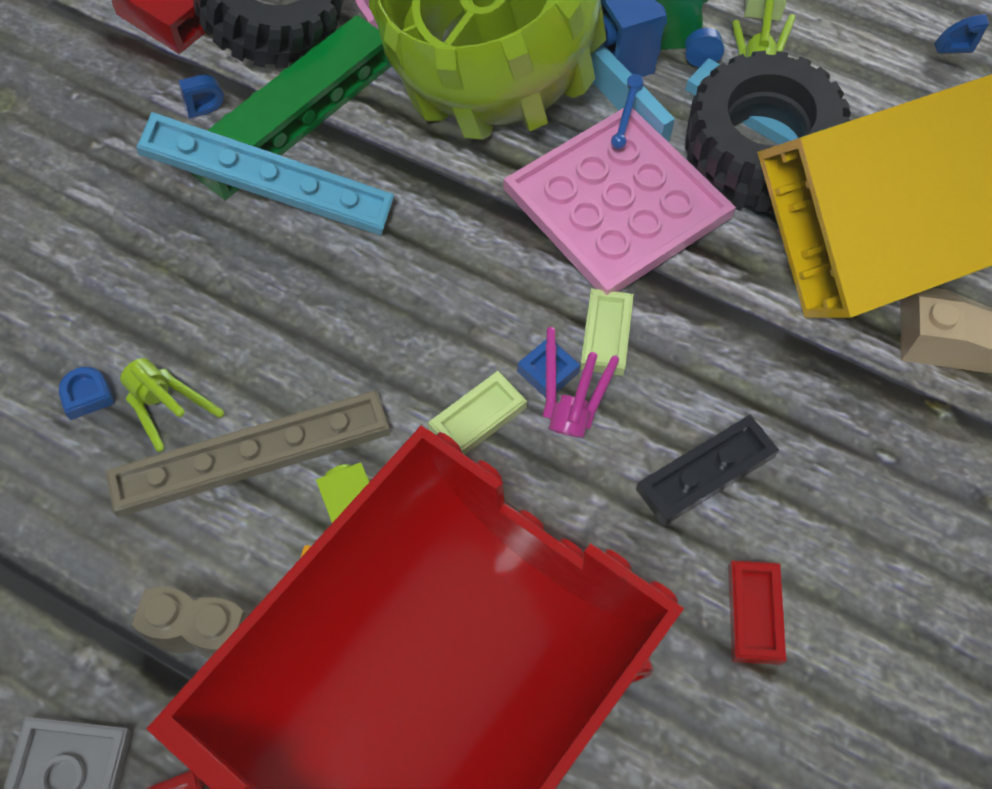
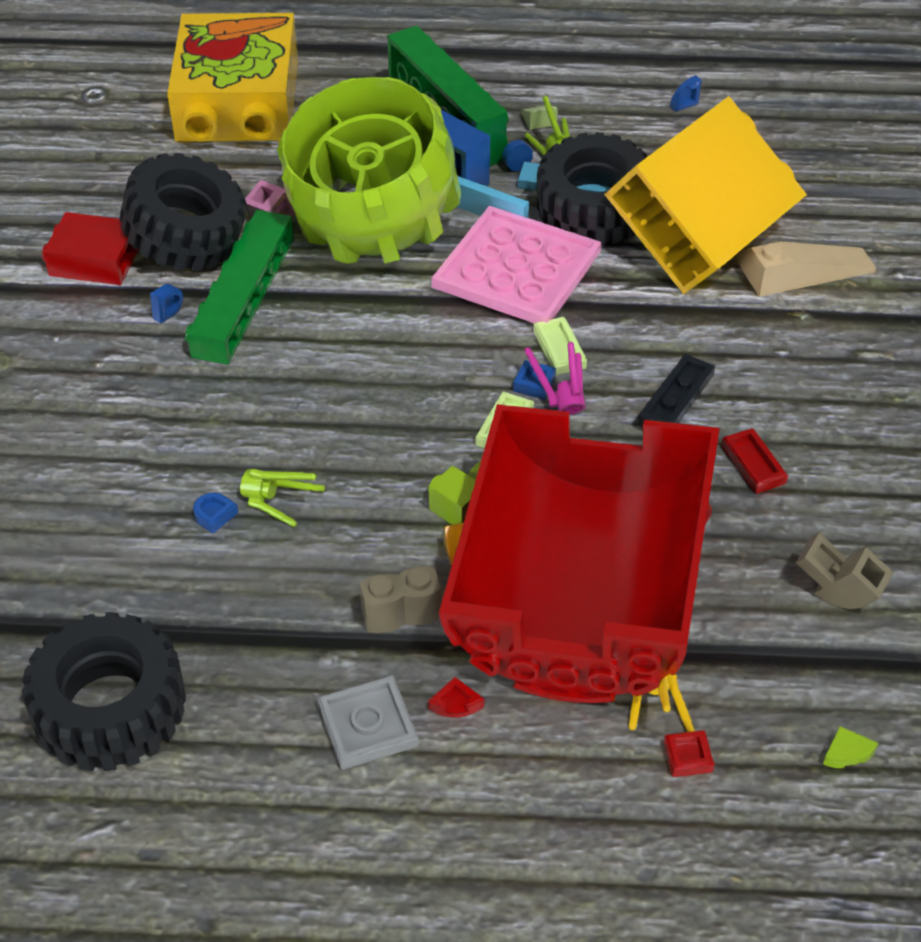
camera: 25 degrees left, 15 degrees down
(246, 453) = (358, 503): dark tan tile -> none
(265, 173) = (260, 328): medium azure tile -> none
(634, 84) = (489, 189): blue hinge -> none

